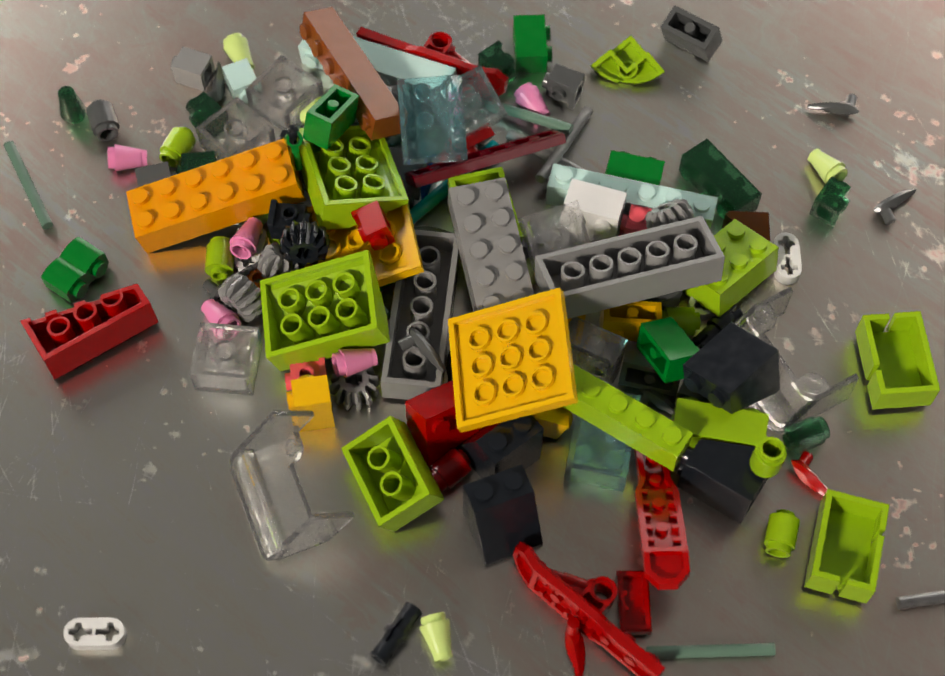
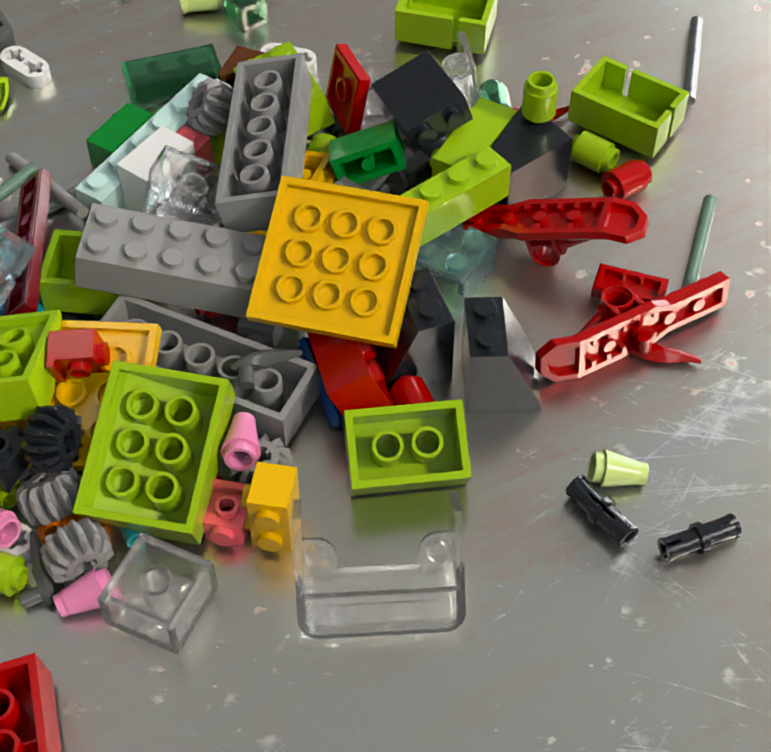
camera: 70 degrees left, 10 degrees down
(683, 77) = (19, 63): none -> white beam
(738, 309) = (347, 89): none -> red tile
(758, 568) = (626, 179): none -> red brick

